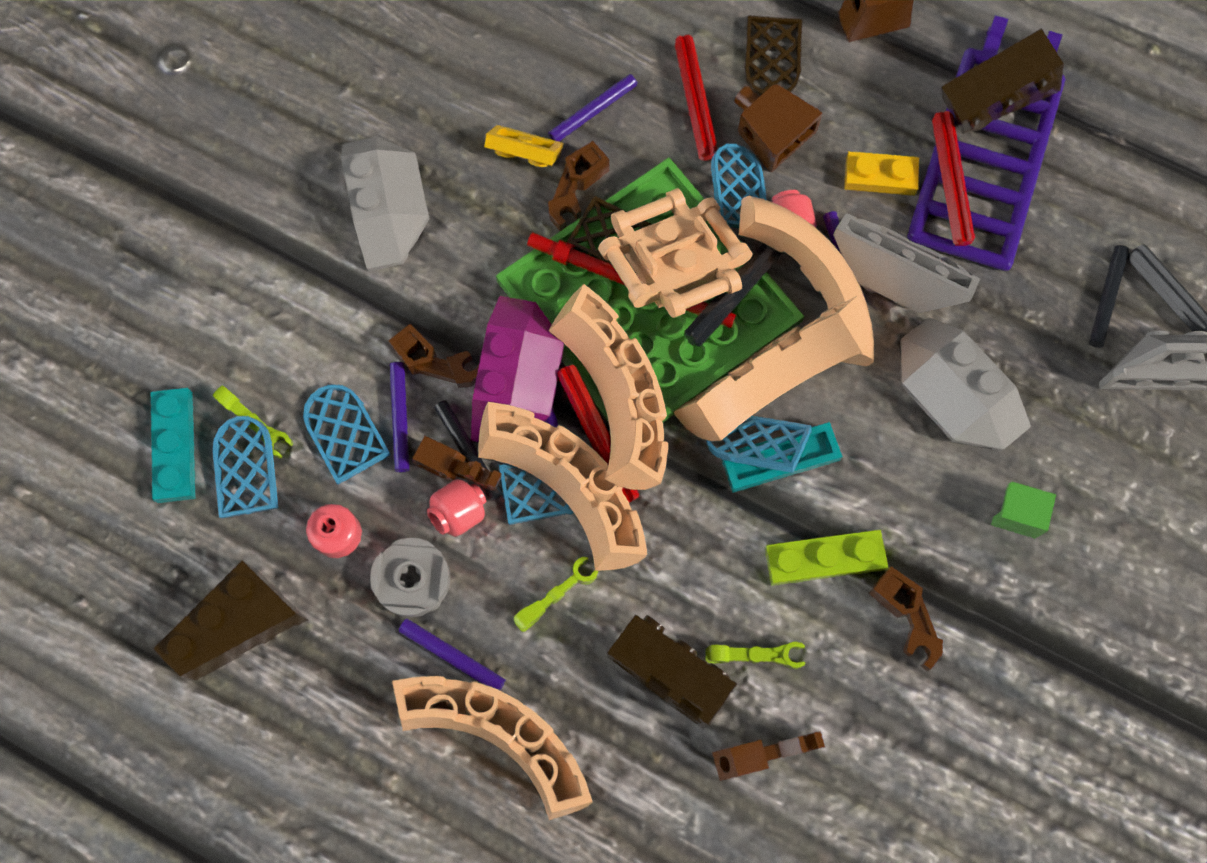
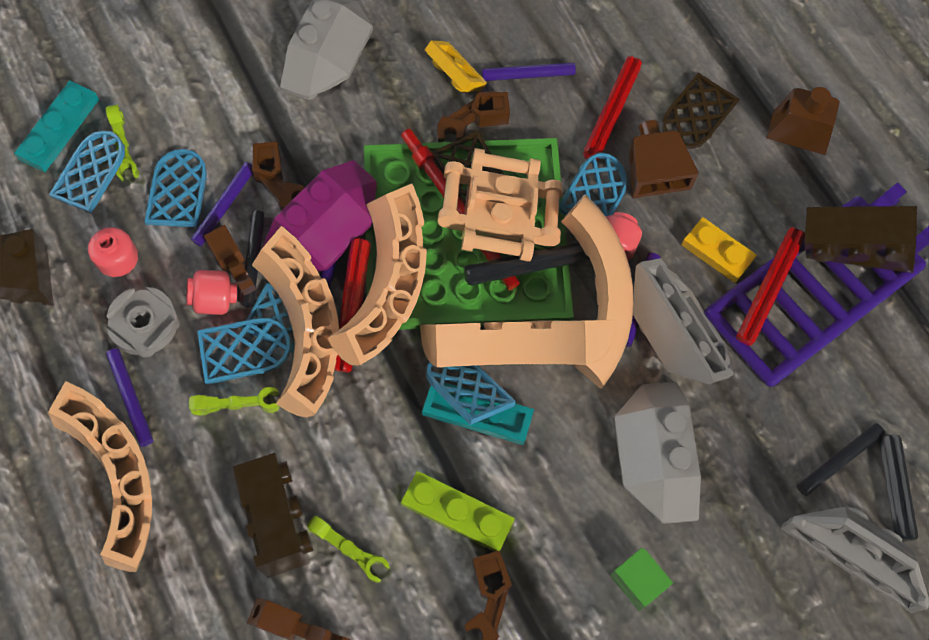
camera: 30 degrees right, 5 degrees down
(533, 532) = (209, 379): none -> dark azure window

